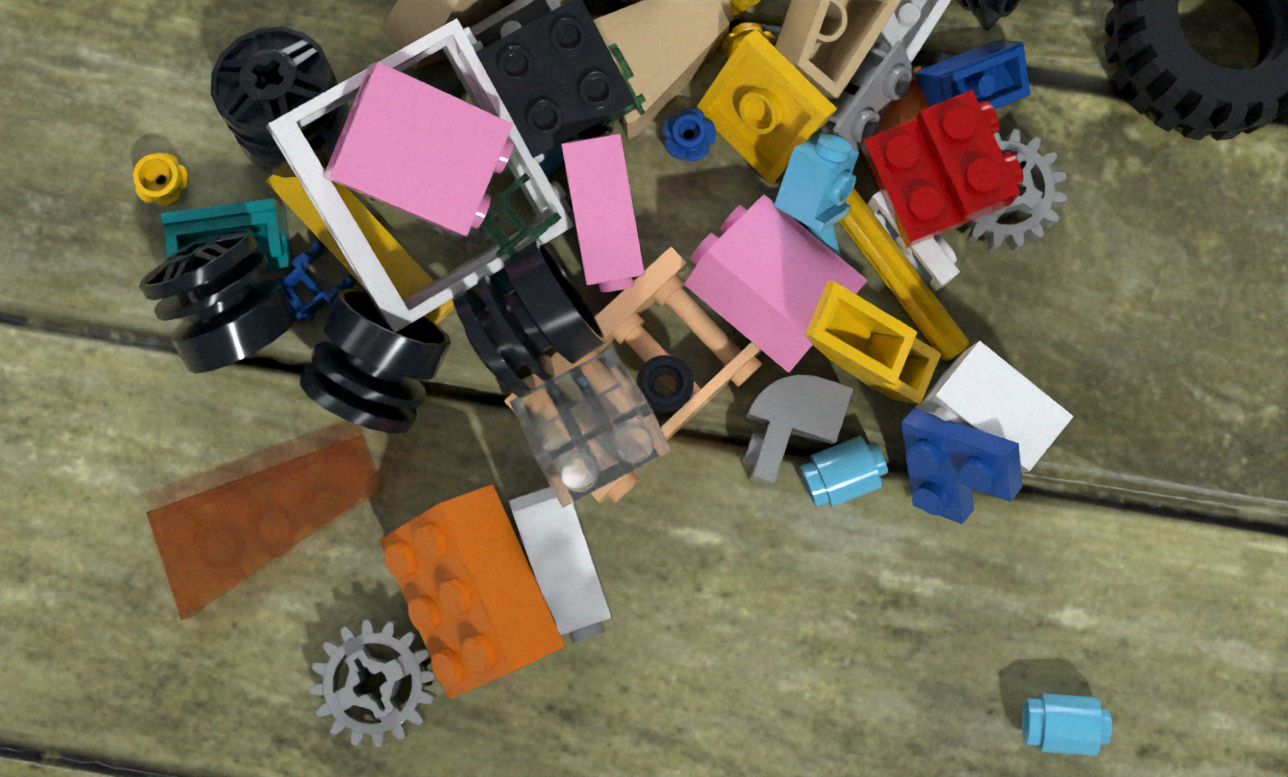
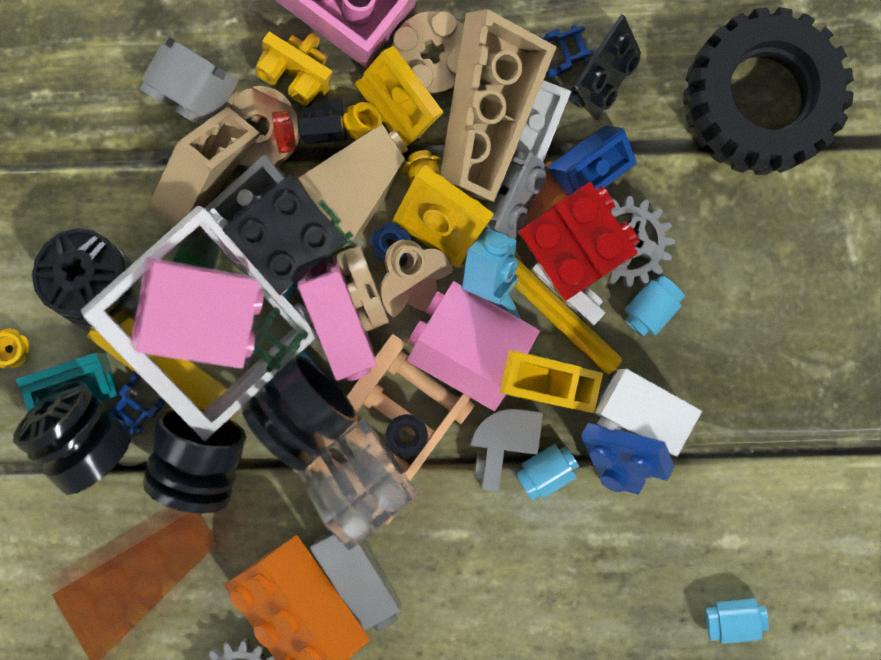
camera: 10 degrees left, 5 degrees up
(645, 179) = (362, 288): none -> tan plate
(711, 190) = (416, 280): none -> tan plate
(1023, 280) = (654, 306): none -> medium azure brick

